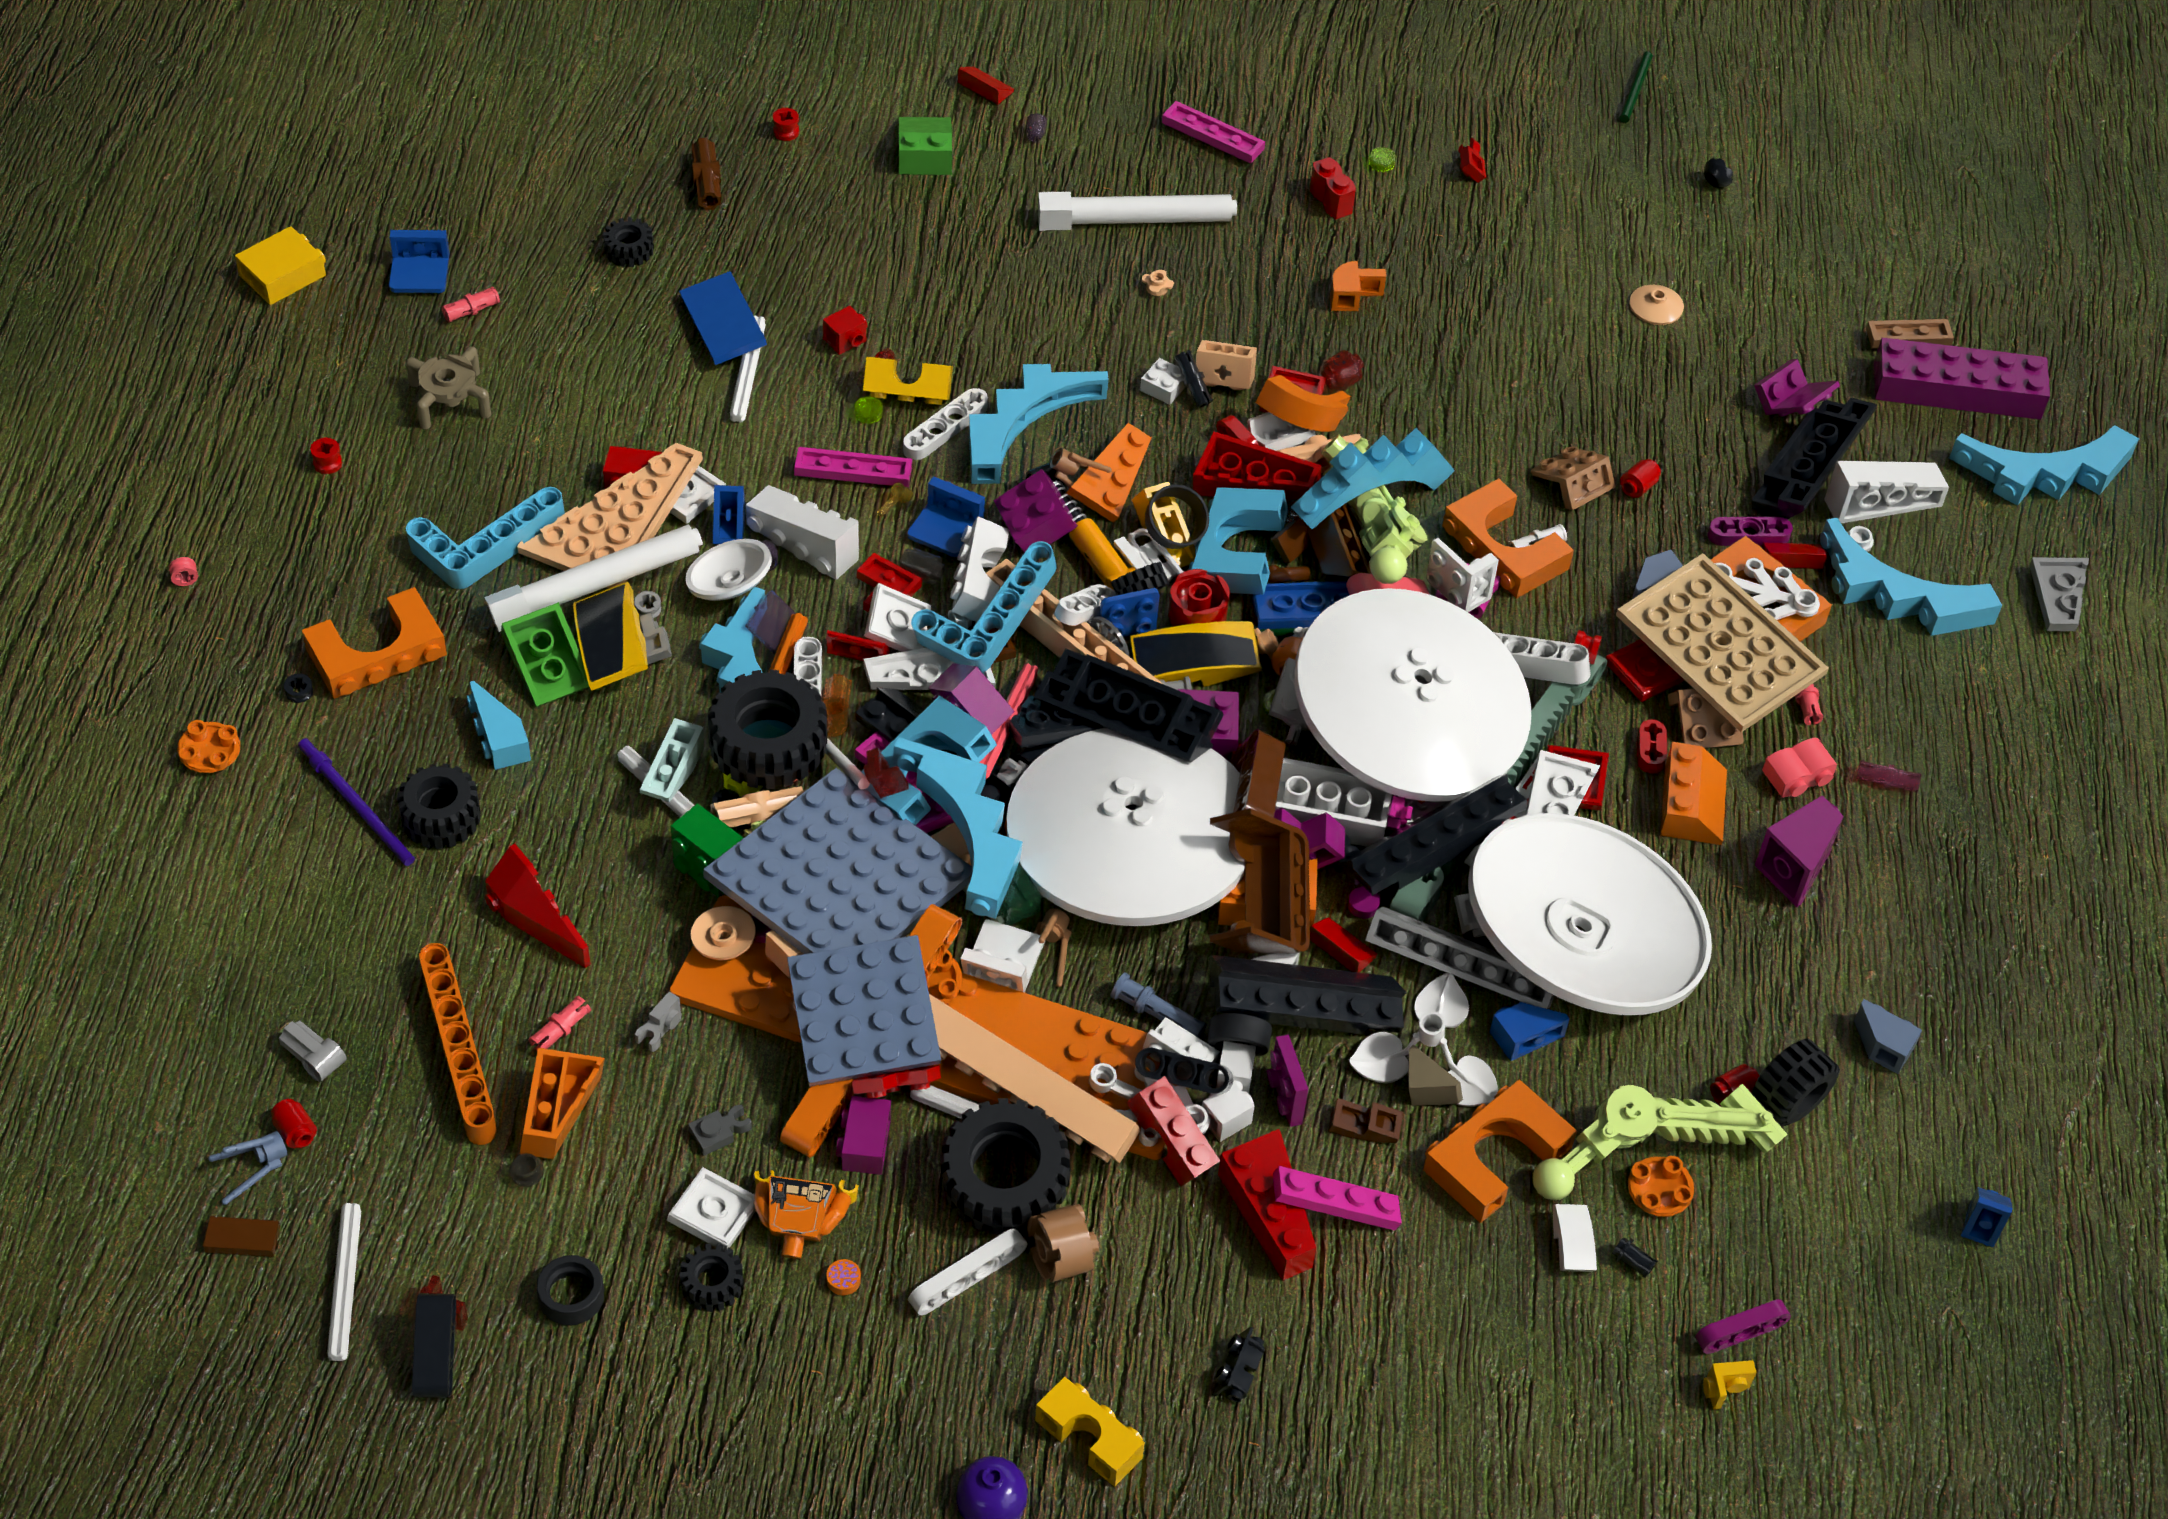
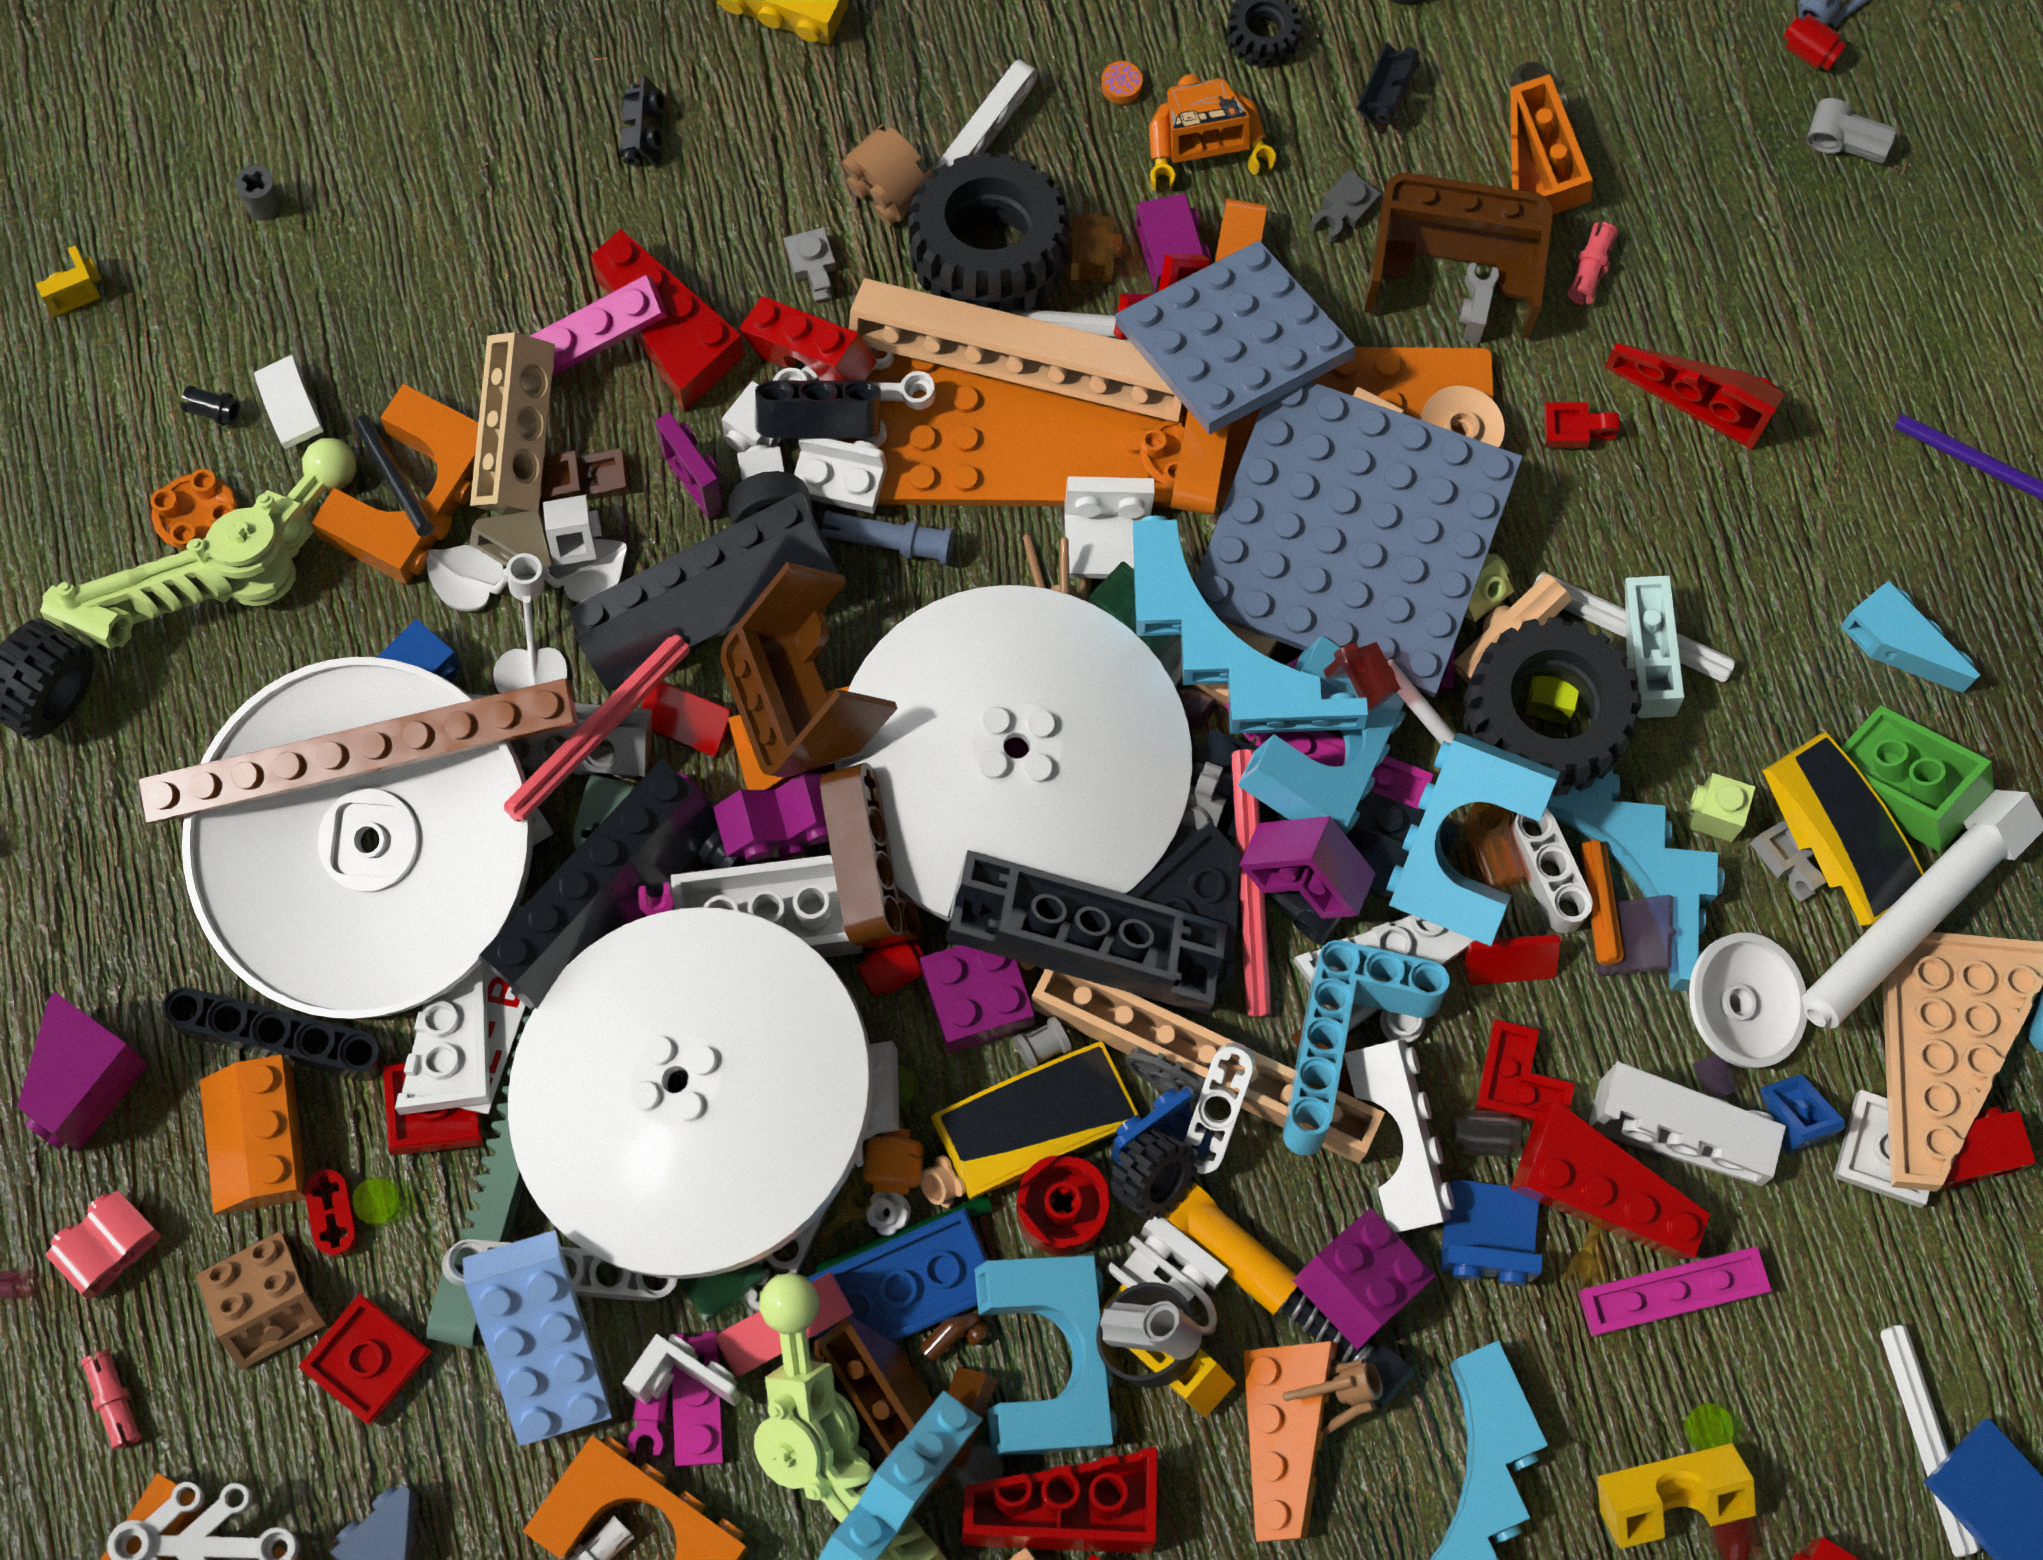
camera: 160 degrees right, 20 degrees up
(441, 825) = (1927, 467): black tyre -> none
(460, 1054) = (1697, 214): orange beam -> none
(615, 1041) = (1468, 225): none -> reddish brown windscreen
(628, 1205) = (1385, 86): none -> black hinge
(639, 925) = (1572, 425): none -> red plate
(651, 598) = (1844, 925): light grey bush -> none
(679, 674) = (1721, 807): none -> yellowish green brick
(698, 841) = (1542, 530): green brick -> none
(713, 1209) = (1301, 102): white plate -> none
(884, 518) = (1600, 1183): none -> red wedge
(884, 675) = (1427, 882): none -> medium azure arch
(891, 618) = (1479, 1012): white plate -> none
(923, 1151) = (1094, 247): none -> clear orange brick
(930, 442) = (1585, 1447): white beam -> none
(1142, 1221) = (811, 259): none -> light grey plate
(1178, 503) = (1151, 1328): none -> light grey piece
(1386, 1075) = (571, 530): none -> white brick
(1408, 911) = (596, 728): none -> coral axle
(1410, 1145) = (512, 423): none -> tan brick
(1508, 1149) = (393, 476): none -> black bar
(1542, 614) = (536, 1338): none -> light blue piece
(1563, 1403) = (258, 192): none -> dark grey piece
(1578, 939) = (359, 751): none -> plate
(1591, 643) = (454, 1311): red wheel -> none
(1621, 744) = (376, 1201): none -> clear neon green tile
(1679, 847) = (256, 1022): none -> black beam
(1722, 642) = (187, 1388): tan piece -> none
(1731, 1080) = (119, 680): red brick -> none
(1743, 1326) = (62, 358): magenta beam -> none

